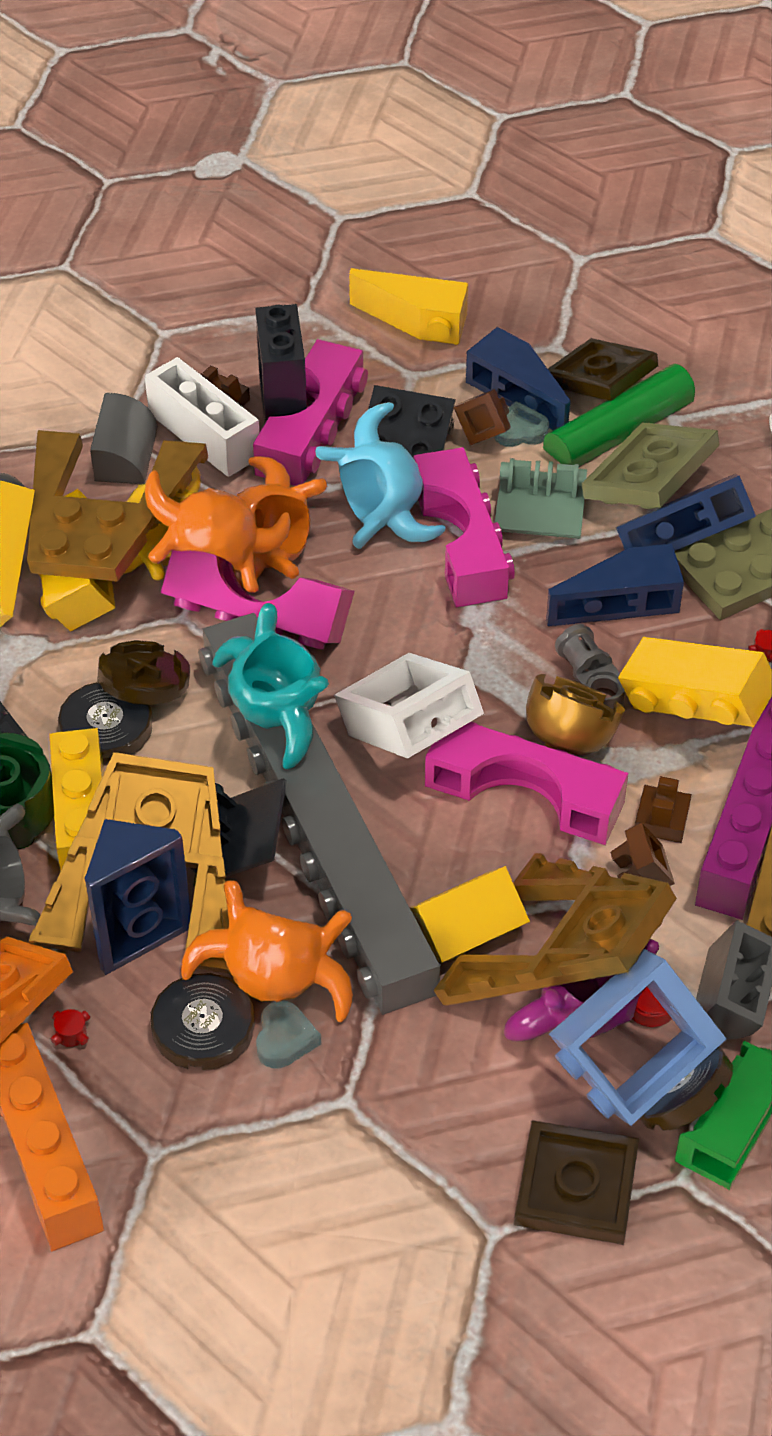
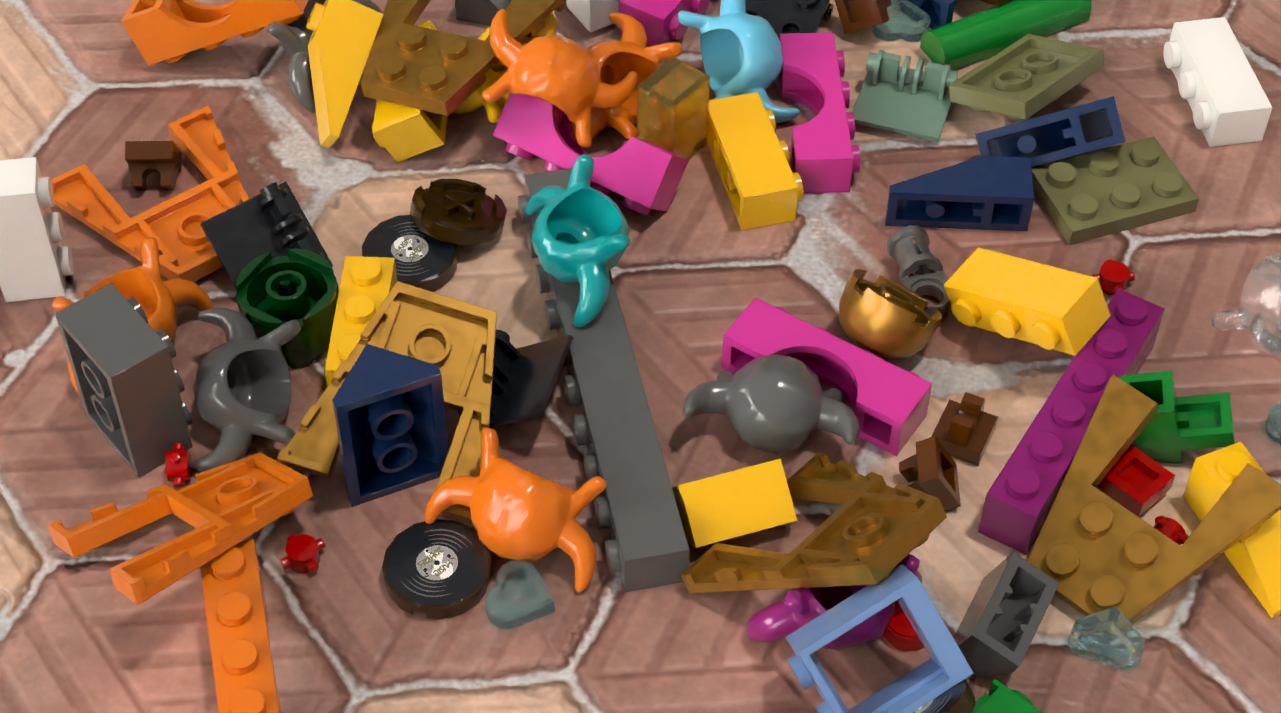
camera: 10 degrees right, 0 degrees up
(331, 542) = (674, 108): none -> clear yellow brick
(411, 582) = (752, 161): none -> yellow brick
(415, 695) = (728, 269): white window -> none
(486, 814) = (774, 404): none -> dark grey piece

